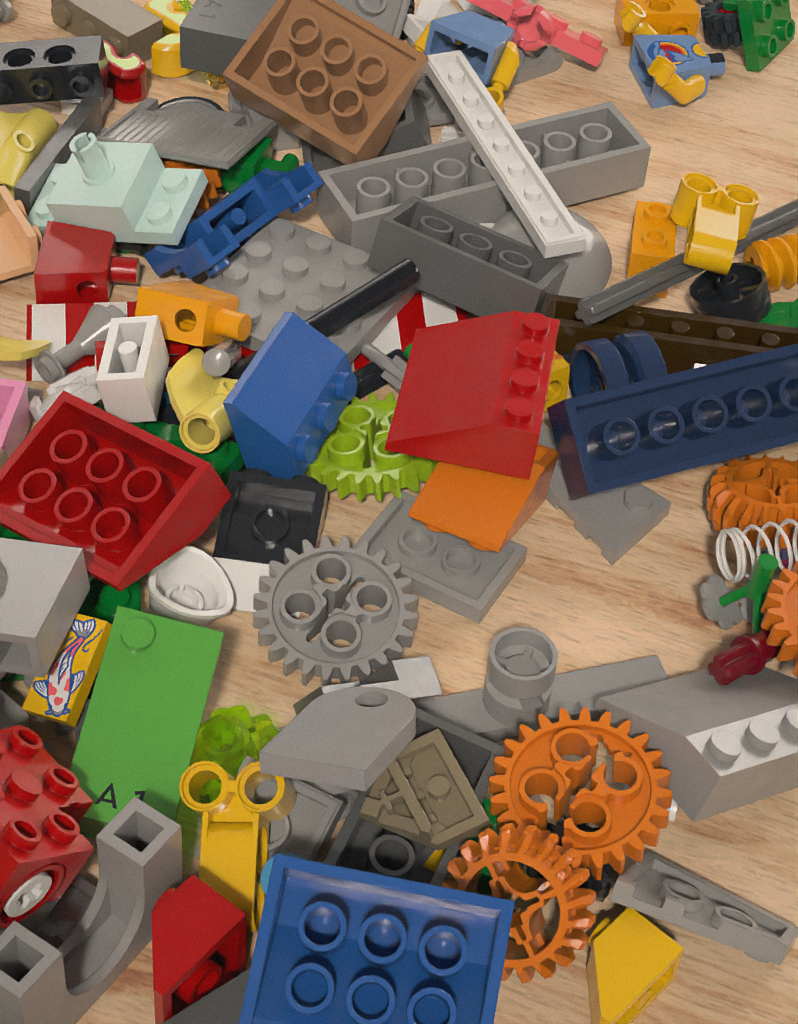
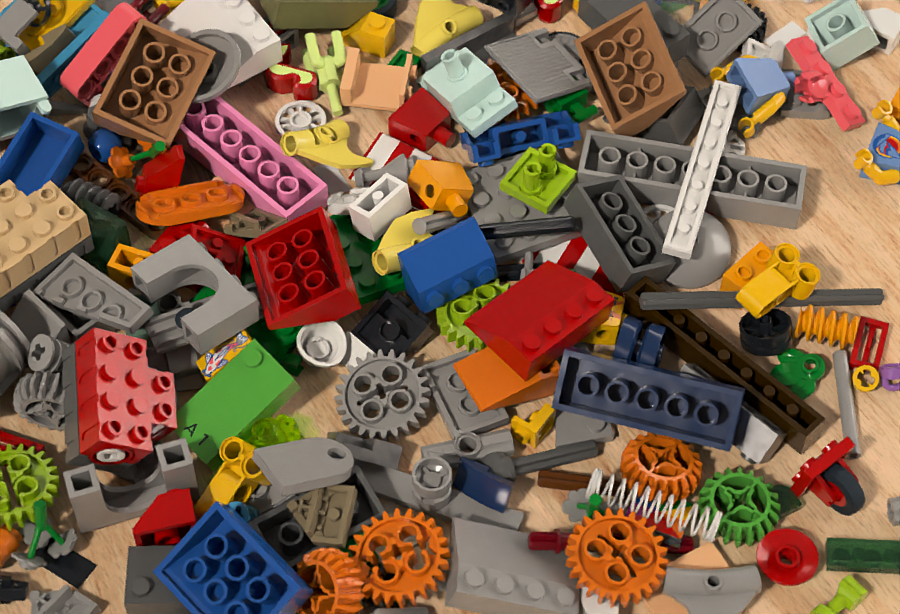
camera: 40 degrees right, 10 degrees up
(309, 248) = (538, 178): none -> lime plate
(511, 607) = (481, 445): none -> light grey piece
(567, 548) = (536, 427): none -> yellow bracket
(581, 616) = (509, 468): none -> dark grey axle
(590, 643) = (480, 485): none -> dark blue slope
(677, 583) = (574, 481): none -> reddish brown axle

